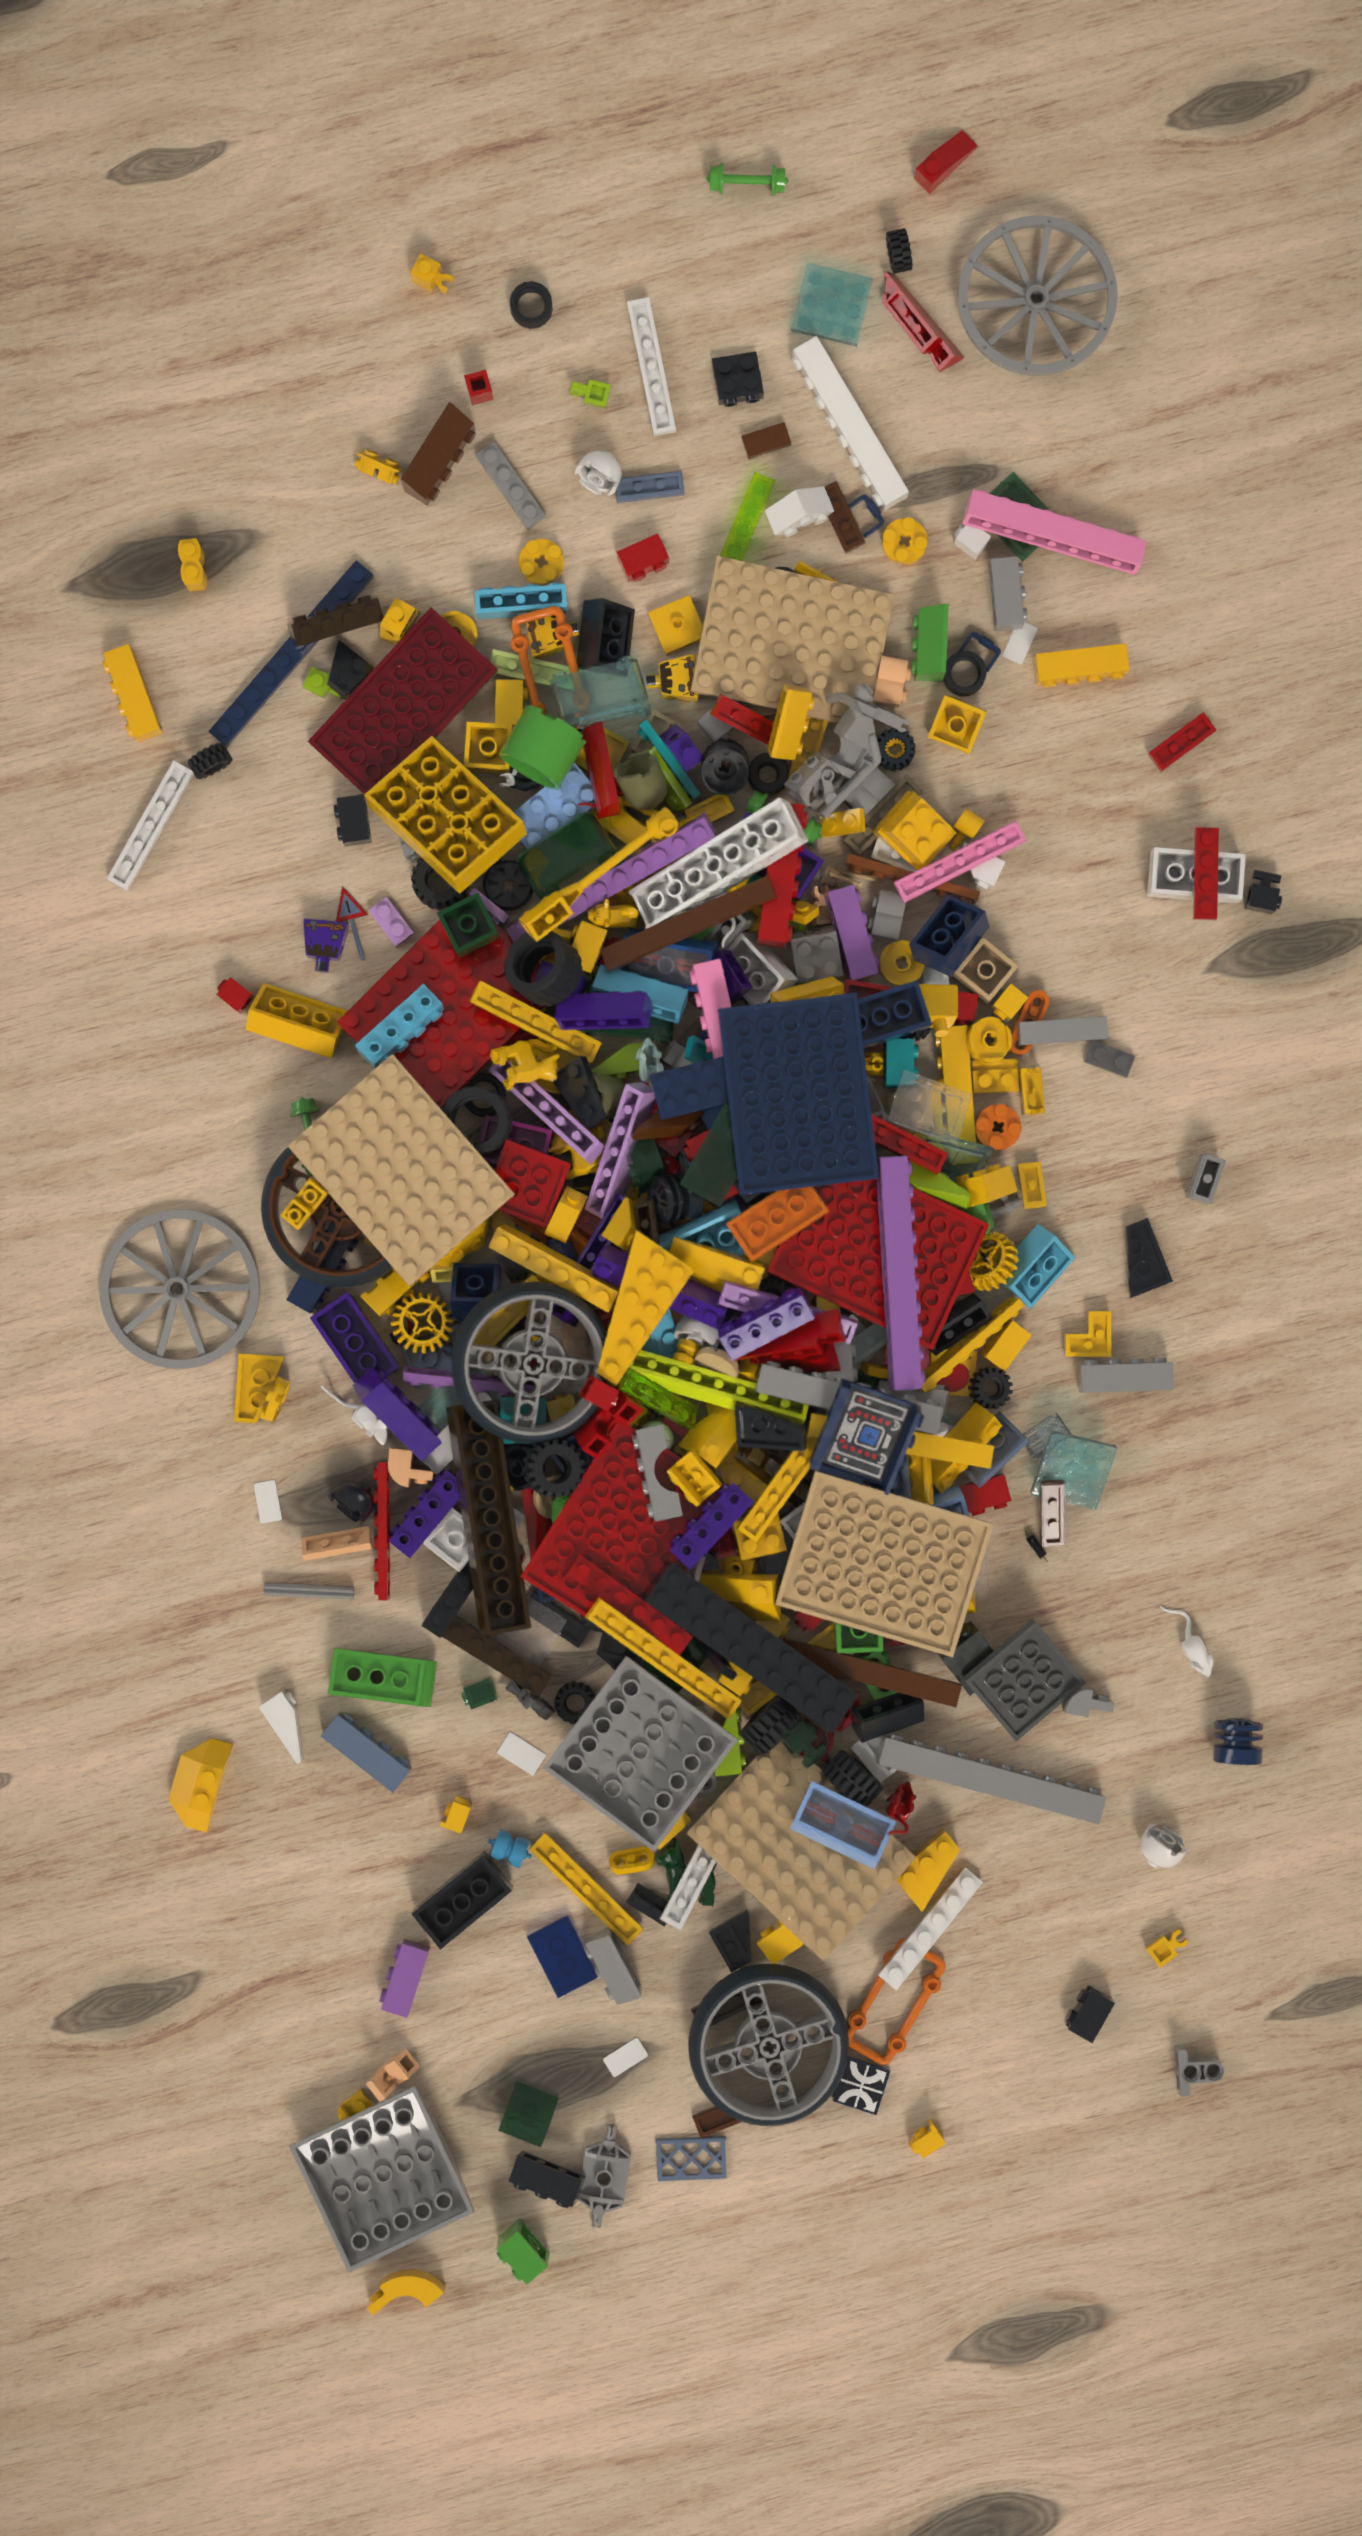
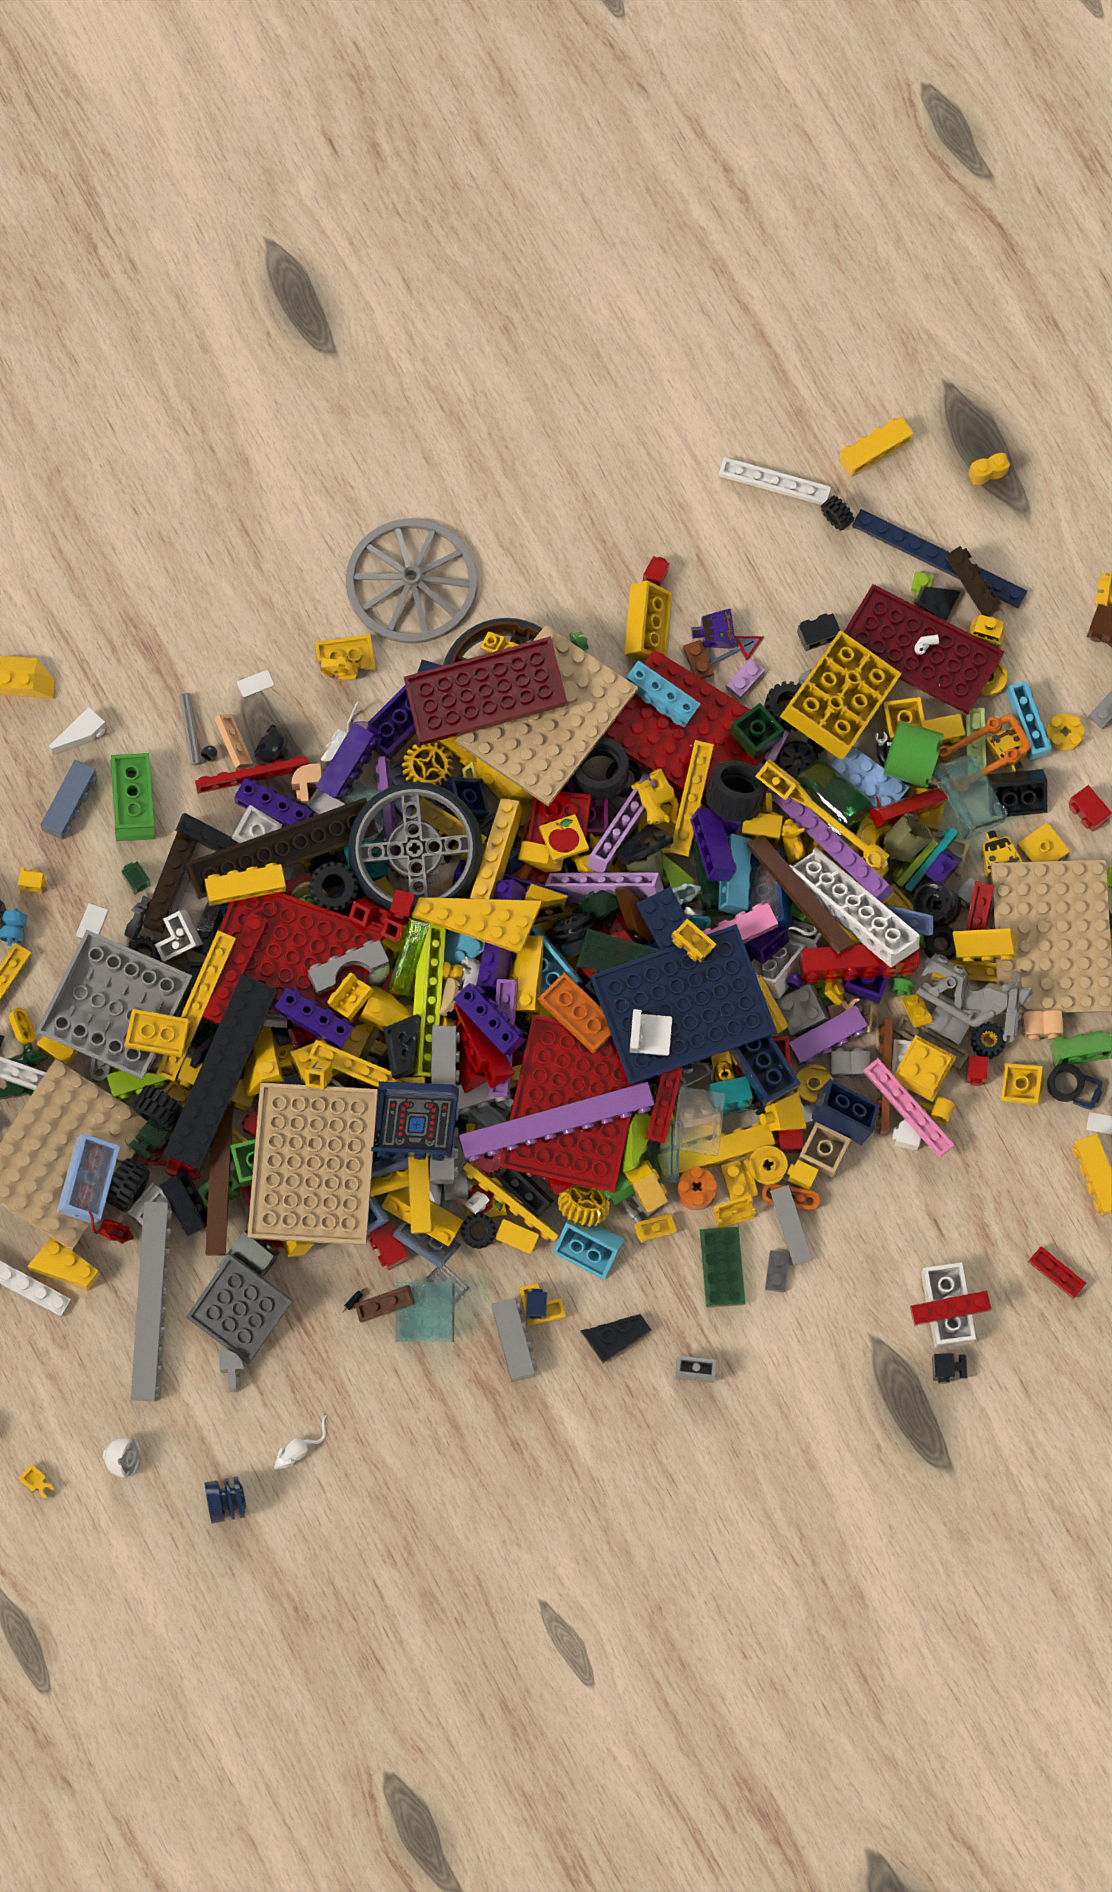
camera: 75 degrees right, 15 degrees down
(344, 1574) = (209, 753): none -> black hinge
(355, 971) = (698, 659): none -> dark orange plate
(358, 1236) = (485, 691): none -> dark red plate
(398, 699) = (924, 642): none -> white arm
(532, 1573) = (245, 884): none -> yellow brick
(554, 1184) = (564, 838): none -> tile
(567, 1654) = (183, 936): none -> white brick
(688, 1711) = (157, 1033): none -> yellow tile
(729, 1064) = (693, 941): none -> yellow bracket
(737, 803) = (918, 921): none -> light blue tile
(781, 955) = (794, 981): none -> dark purple hinge
(781, 1535) = (318, 1074): none -> yellow brick
(828, 1141) = (650, 1034): none -> white bracket
(928, 772) = (976, 1070): none -> red brick
(959, 1382) = (477, 1202): none -> white plate
(1092, 1120) = (722, 1267): none -> clear green plate
(1093, 1342) = (536, 1304): none -> dark blue brick

